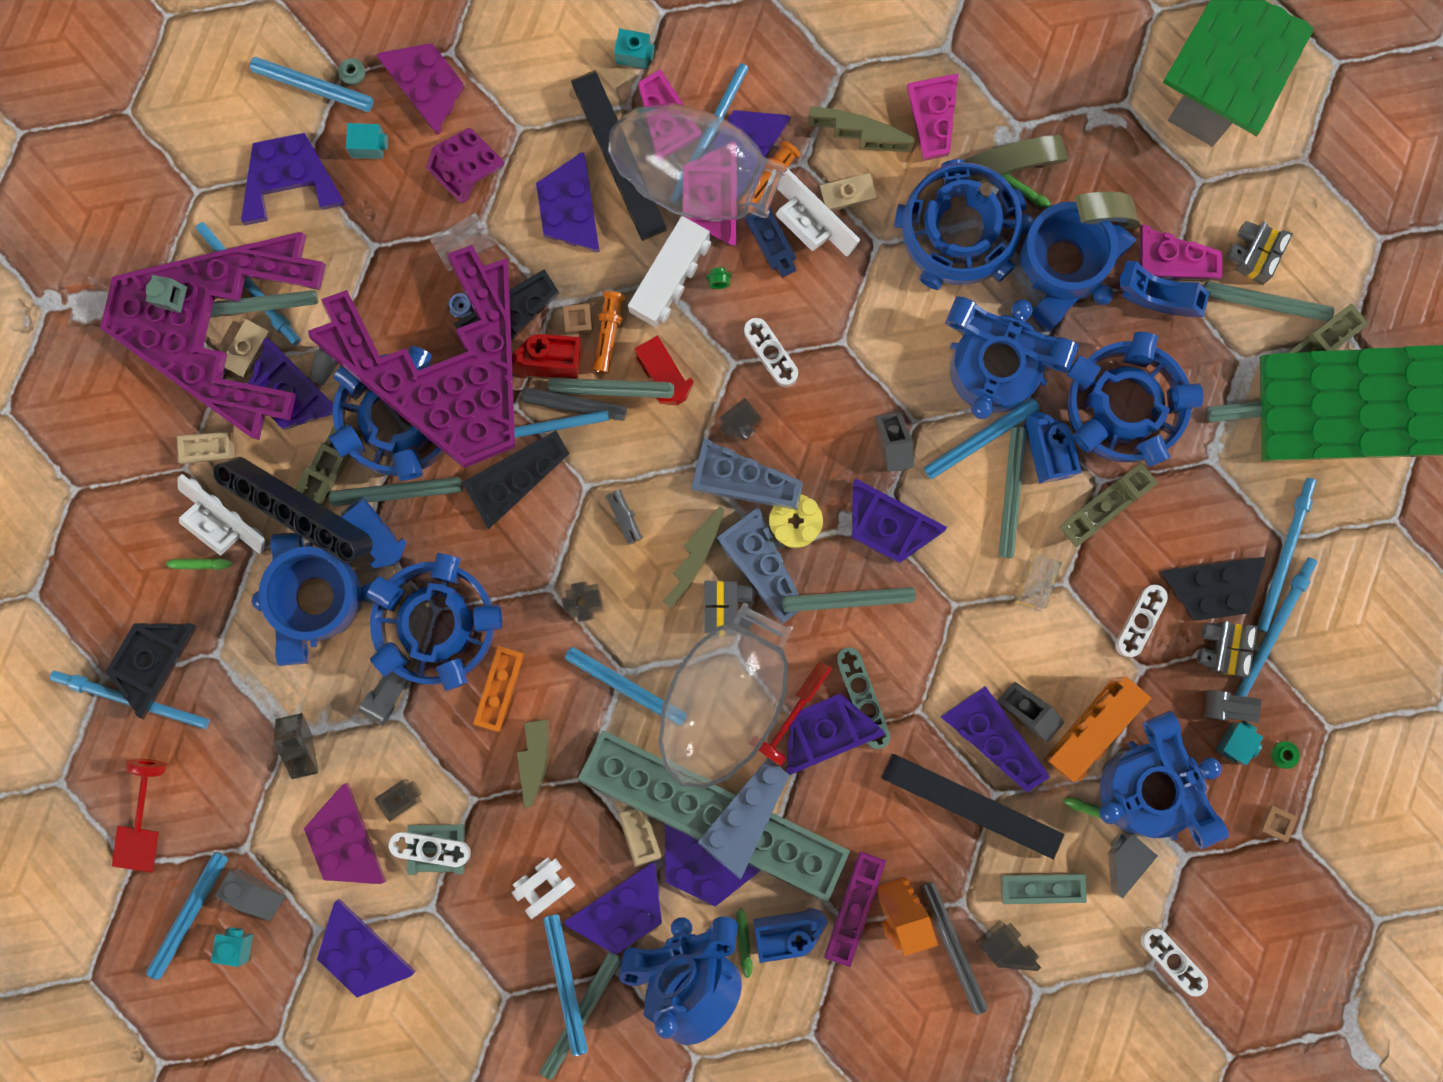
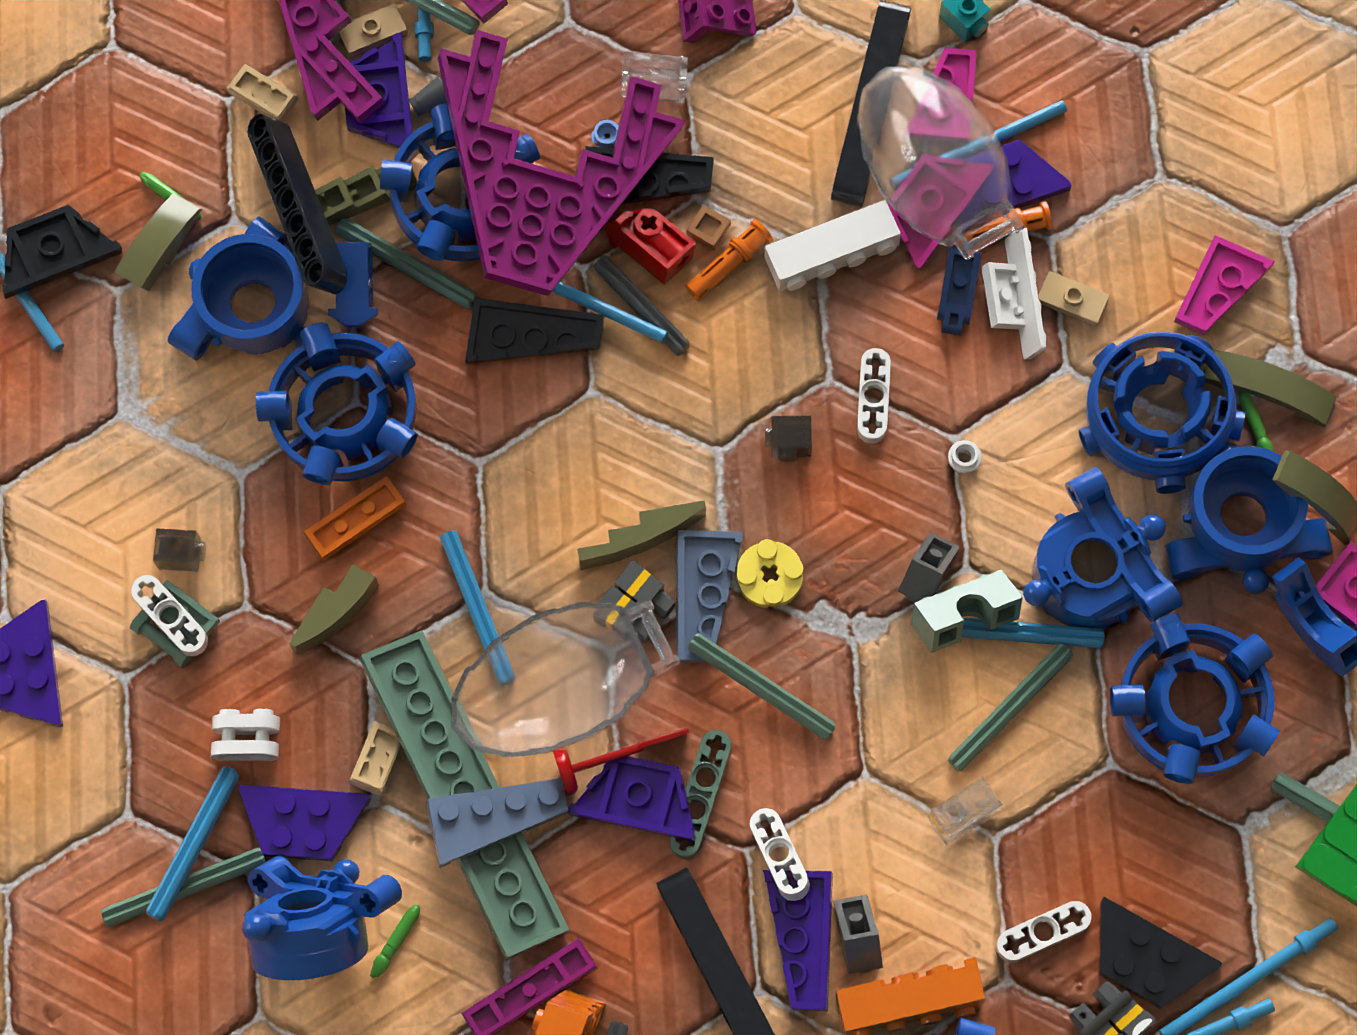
camera: 40 degrees right, 10 degrees down
(214, 522) = (215, 166): white bracket -> none
(217, 603) = (158, 242): none -> olive slope
(295, 745) = (123, 427): clear smoke slope -> none
(342, 842) = (94, 551): magenta wing -> none
(380, 703) = (233, 446): dark grey piece -> none
(568, 205) = (785, 115): dark purple wing -> none
(593, 603) = (501, 494): clear smoke brick -> none
(611, 387) = (688, 312): sand green axle -> none
(624, 517) = (604, 446): dark grey pin -> none
(661, 368) = (750, 335): red piece -> none
(697, 871) = (406, 838): dark purple wing -> none
(719, 278) = (877, 288): green plate -> none
(742, 478) = (742, 485): sand blue wing -> none
(778, 934) = (430, 953): blue piece -> none
(859, 342) = (968, 448): none -> white plate
(870, 132) = (1138, 255): olive slope -> none
(889, 524) = (861, 646): dark purple wing -> none
(930, 683) = (780, 840): none -> white beam
(947, 433) = (989, 598): none -> arch
(1052, 458) = (1076, 704): blue piece -> none
(1108, 504) = (1097, 791): olive slope -> none

